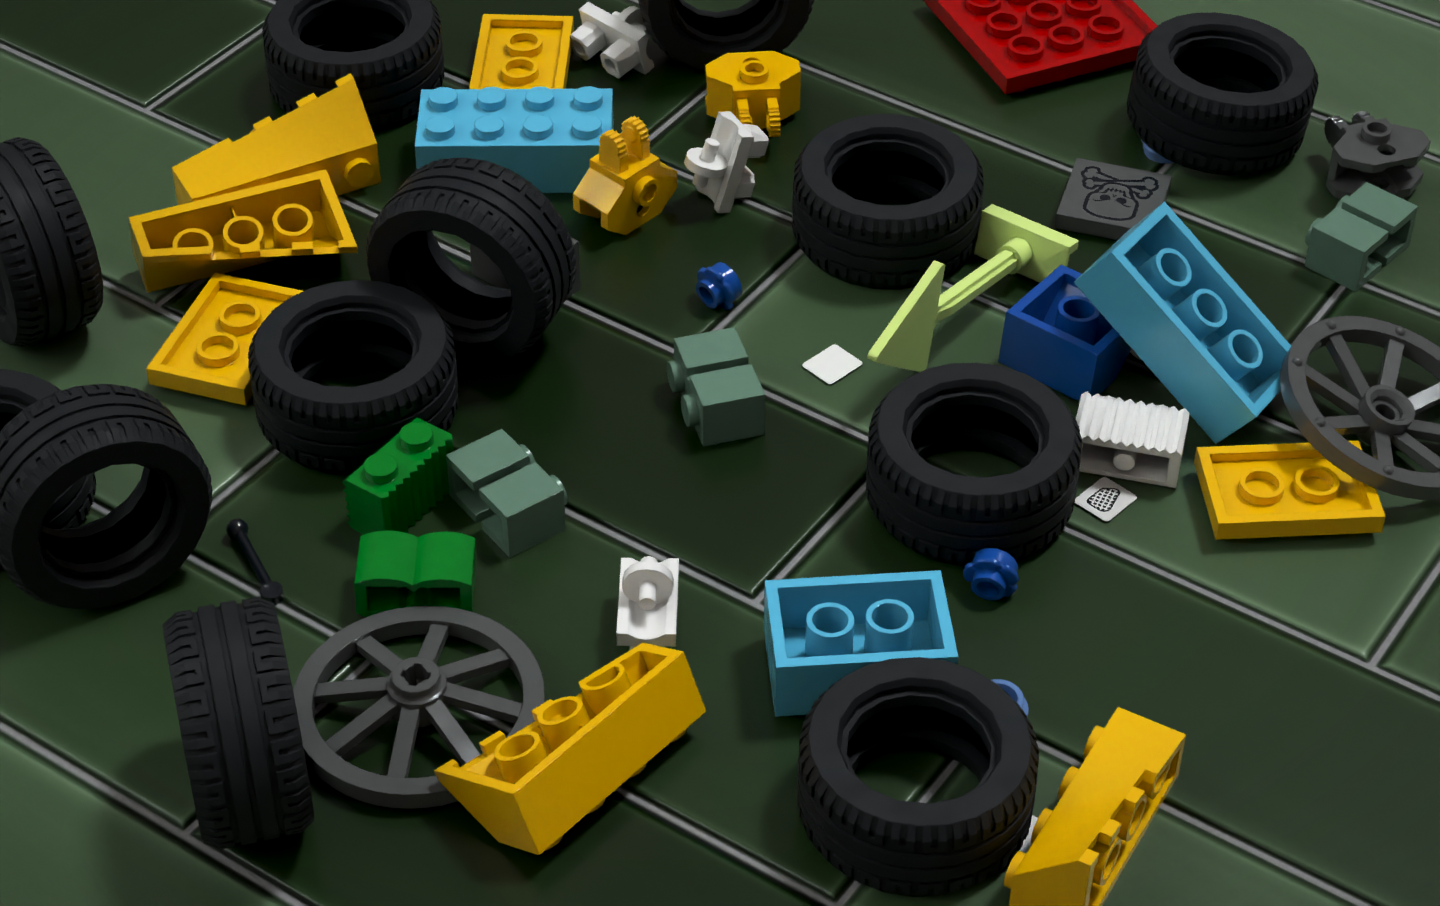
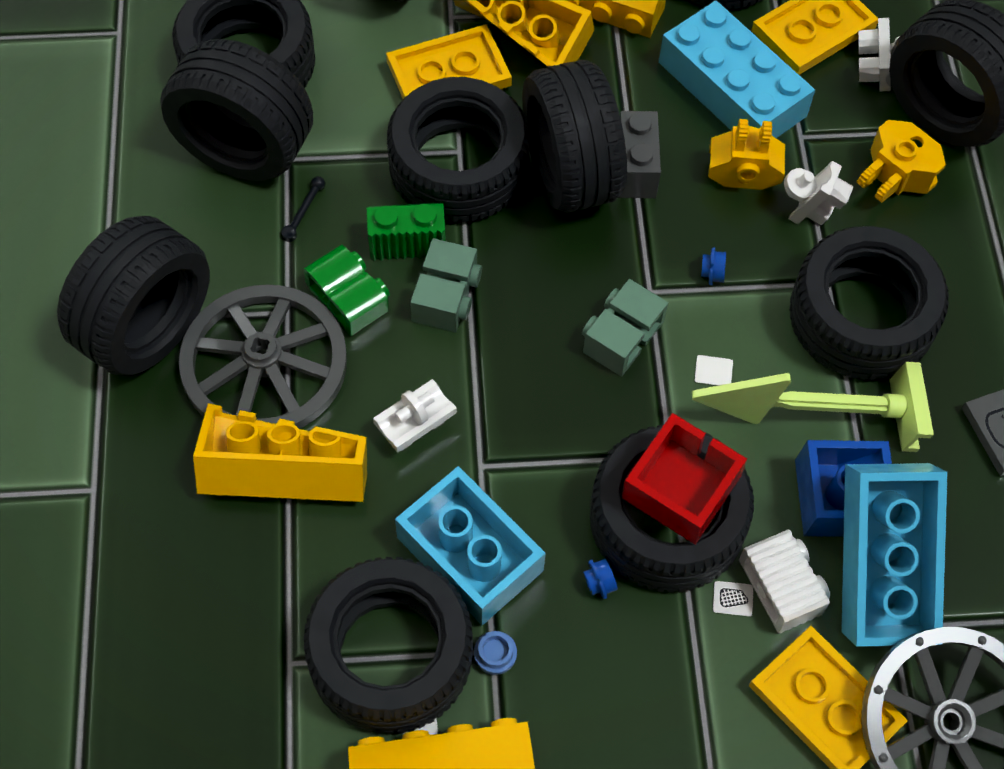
camera: 50 degrees right, 20 degrees up
(998, 402) = (679, 485): none -> red piece

